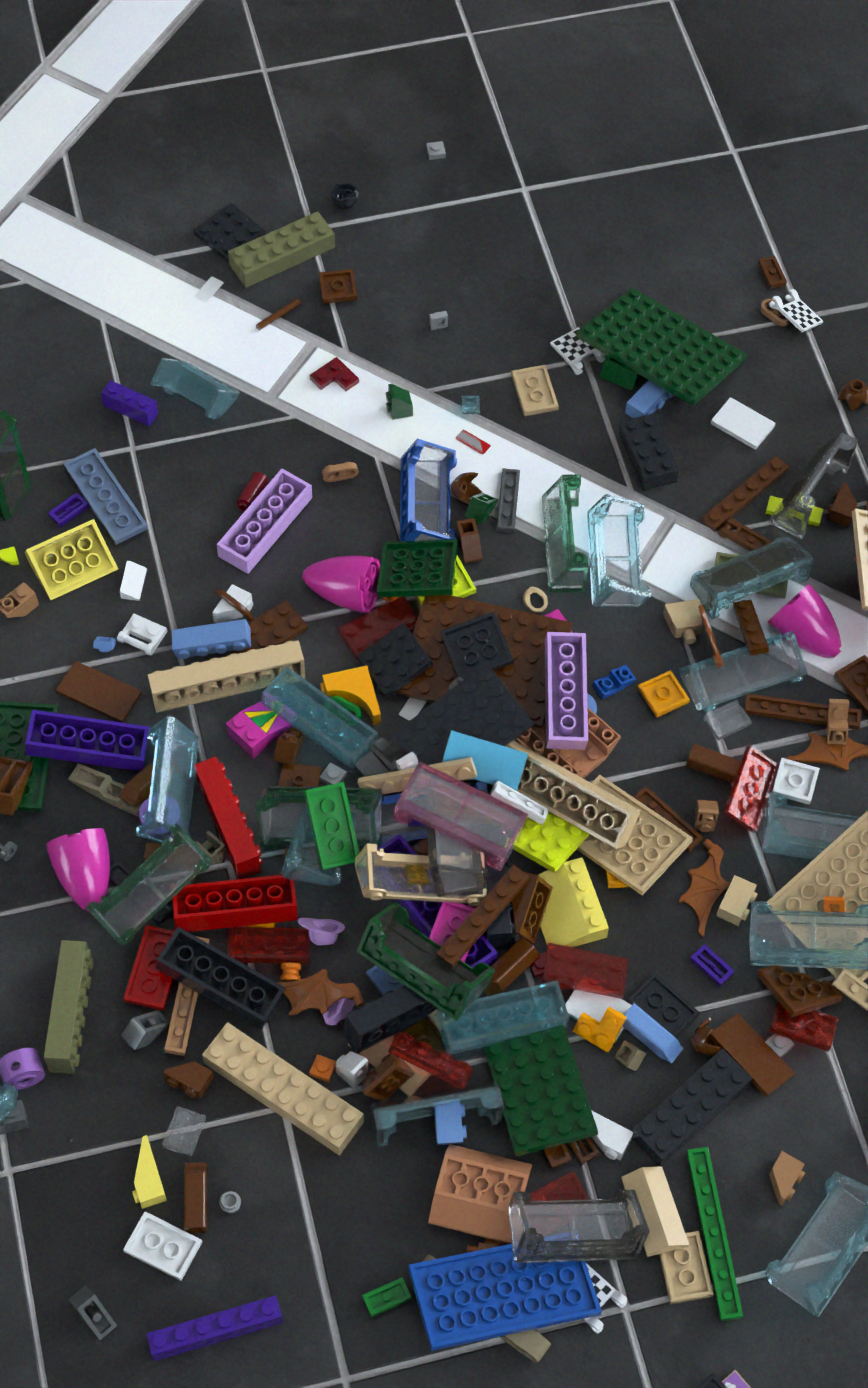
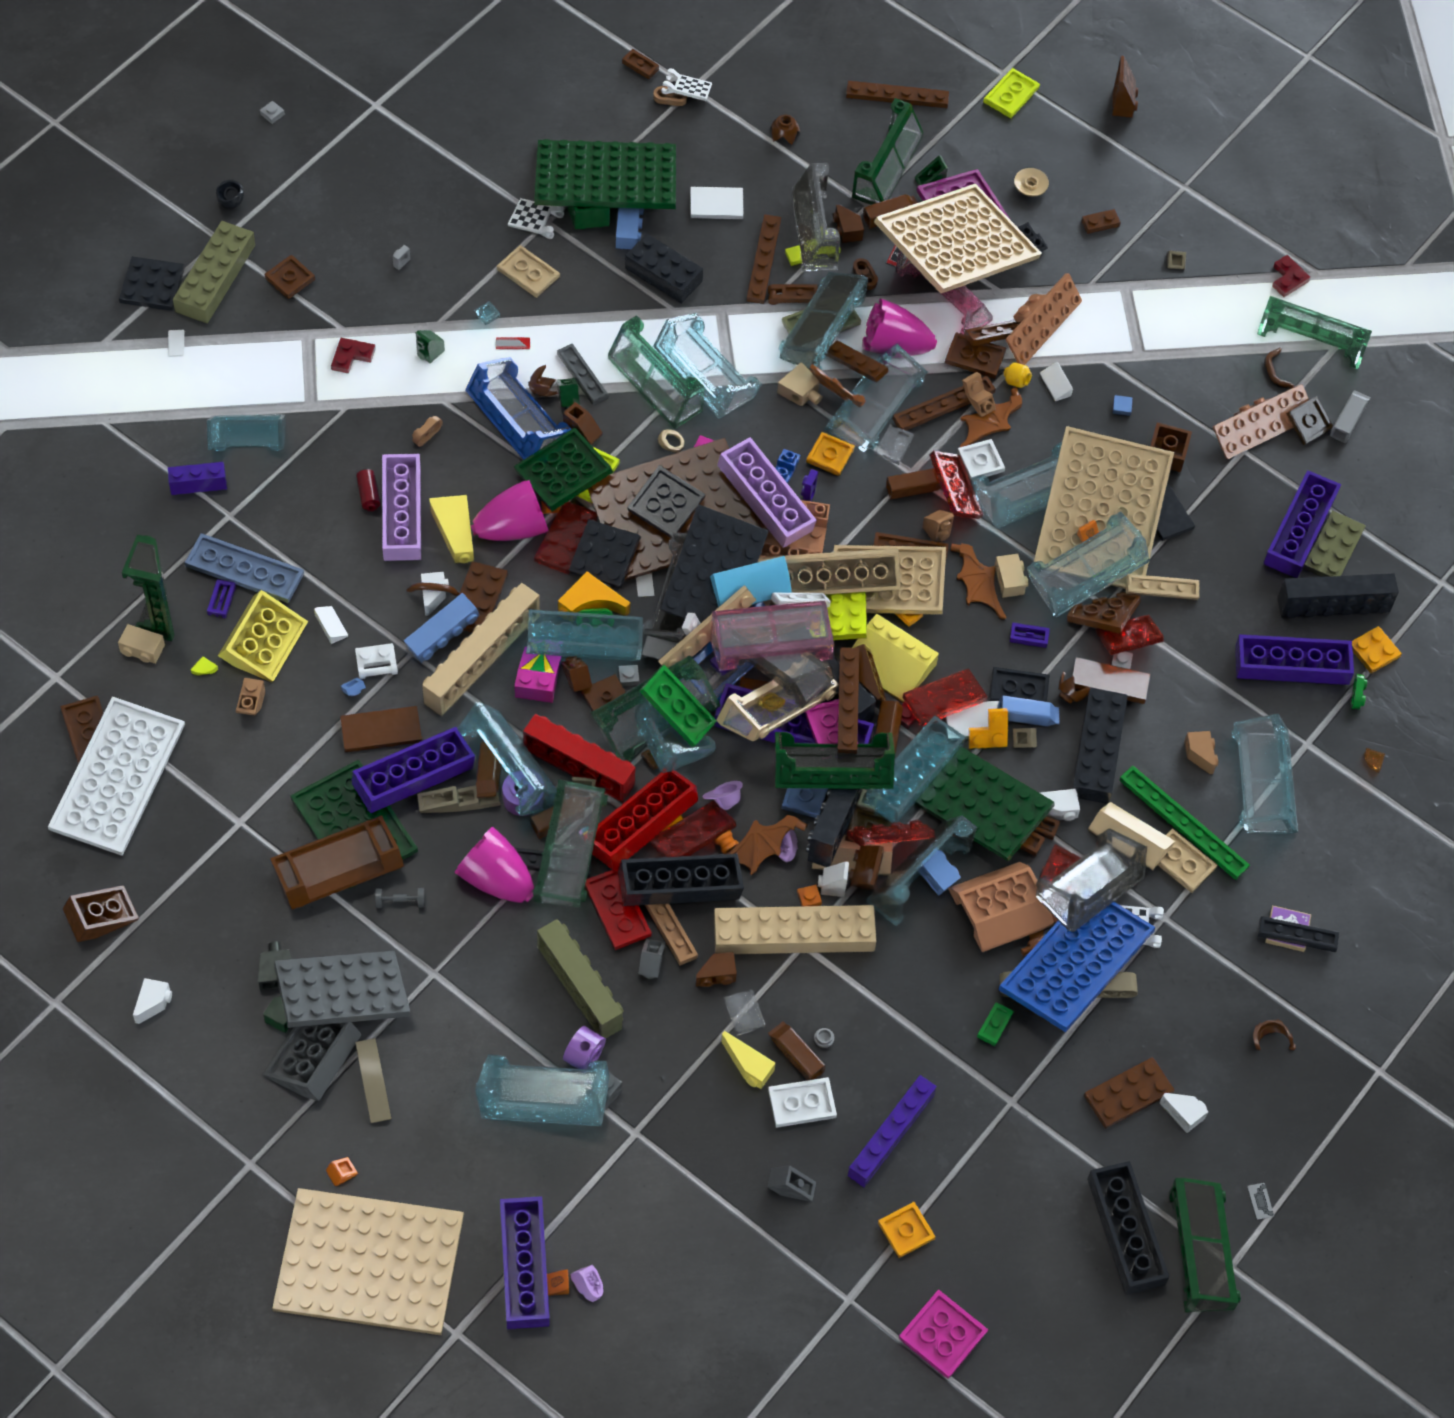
camera: 40 degrees left, 0 degrees up
(278, 314) = (257, 329): reddish brown bar -> none
(298, 553) = (454, 524): none -> light yellow slope
(616, 710) = (809, 485): none -> dark purple plate
(823, 558) = (867, 271): none -> reddish brown plate

